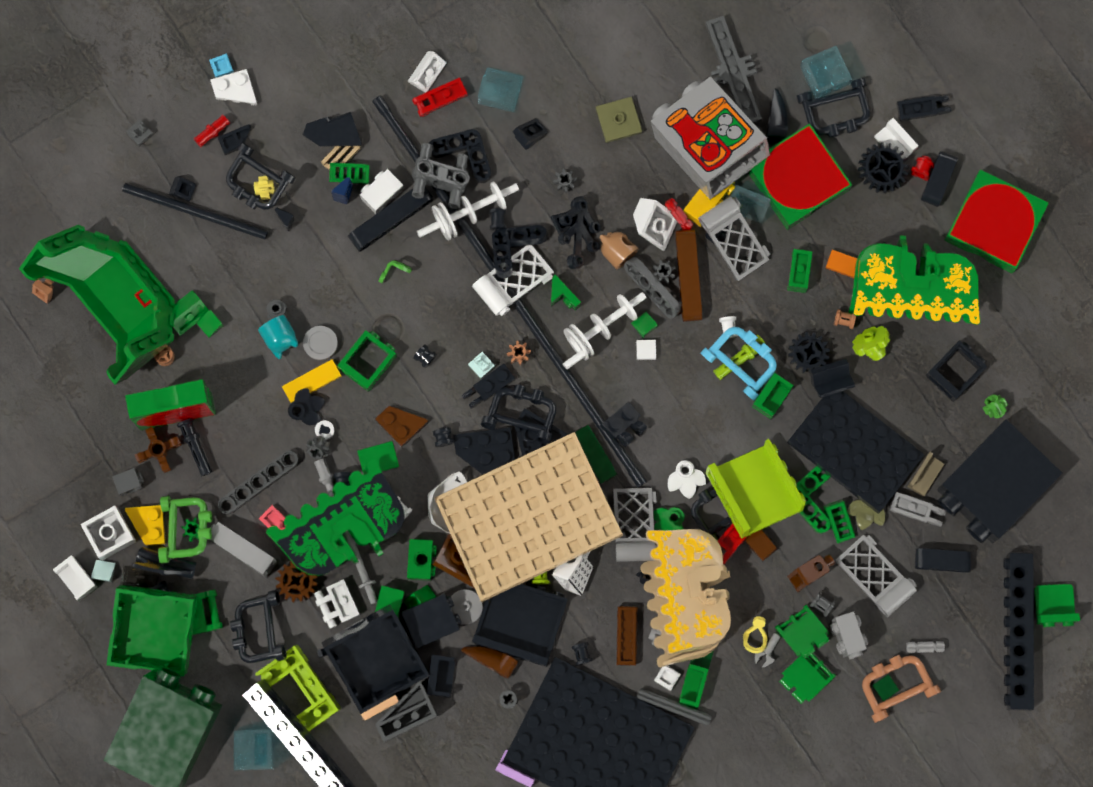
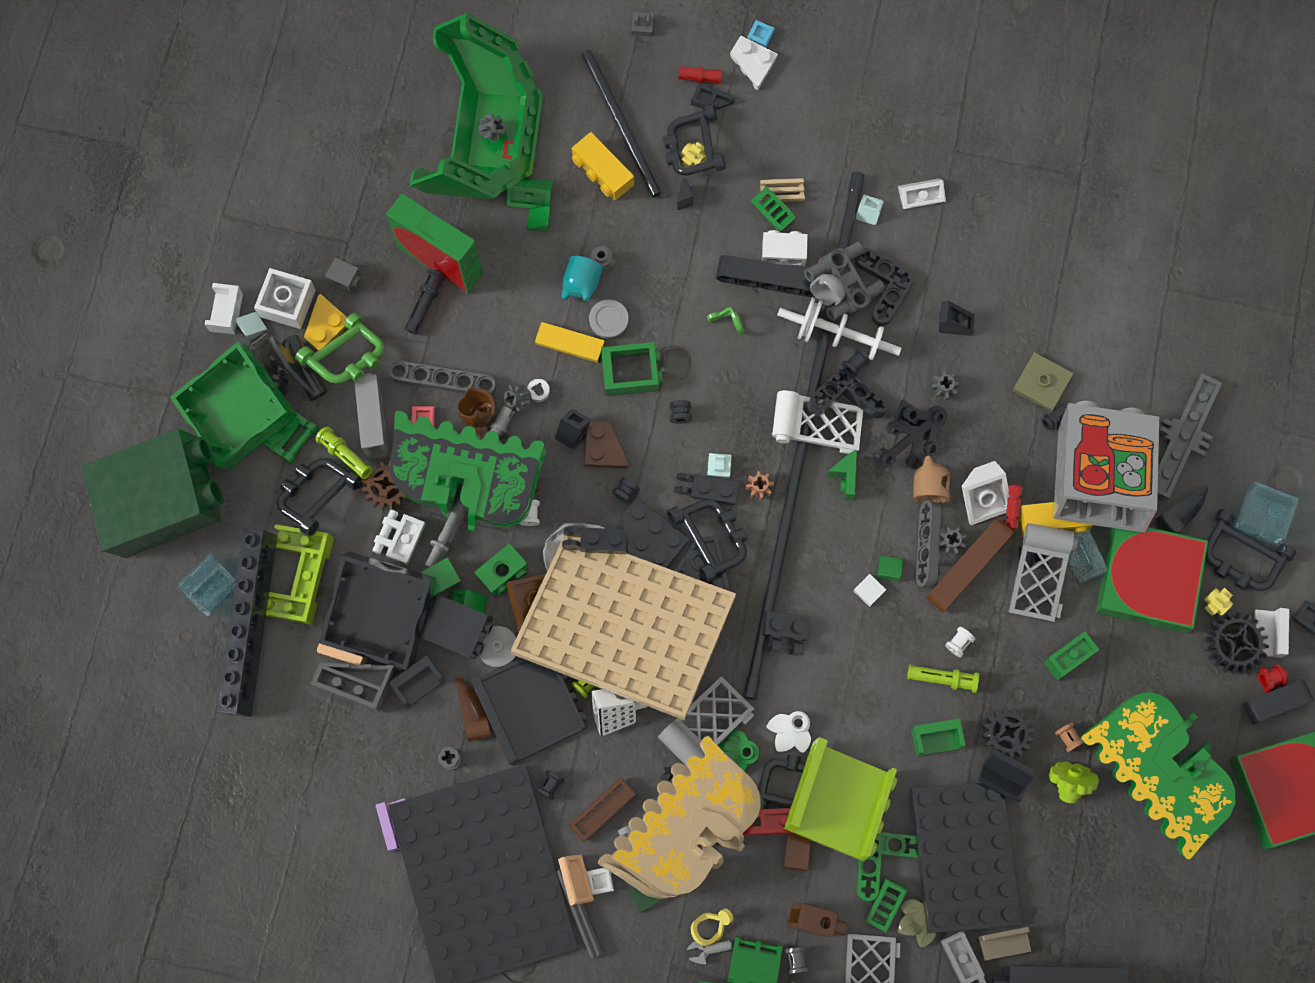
camera: 50 degrees right, 5 degrees down
(43, 290) = (441, 68): nougat tile -> none
(119, 295) = (492, 127): none -> dark grey gear
(166, 361) = (474, 205): nougat wheel -> none
(168, 445) = (394, 266): reddish brown pin -> none
(182, 188) = (630, 97): black slope -> none
(187, 529) = (348, 358): green gear -> none
(214, 251) = (602, 166): none -> yellow brick
(242, 589) = (337, 447): none -> lime pin
(302, 480) = (477, 410): none -> reddish brown hair
(309, 407) = (546, 359): black plate -> none
(333, 131) = (795, 165): black panel -> none
(343, 191) = (753, 217): dark blue slope -> none
(372, 432) = (572, 429): none -> black brick
(383, 454) = (560, 457): green sticker -> none
(406, 114) = (869, 209): none -> light aqua slope
(437, 191) = (828, 289): none -> light grey hair
(440, 97) = (911, 222): red plate -> none
(459, 484) = (596, 540): none -> black hinge
(500, 89) = (966, 262): clear light blue slope -> none
(580, 341) = (819, 526): white piece -> none
(595, 455) = (735, 632): dark green tile -> none
(648, 135) = (1051, 420): none -> black pin
(653, 690) = (575, 879): none -> light nougat tile
(693, 686) = (612, 912): green panel -> none
(750, 338) = (969, 689): medium azure bar -> none
(841, 263) = (1115, 687): orange tile -> none
(849, 153) = (1218, 601): none -> light yellow gear
(943, 384) = (1101, 881): black window -> none
(995, 406) = (1129, 948): bright green gear -> none

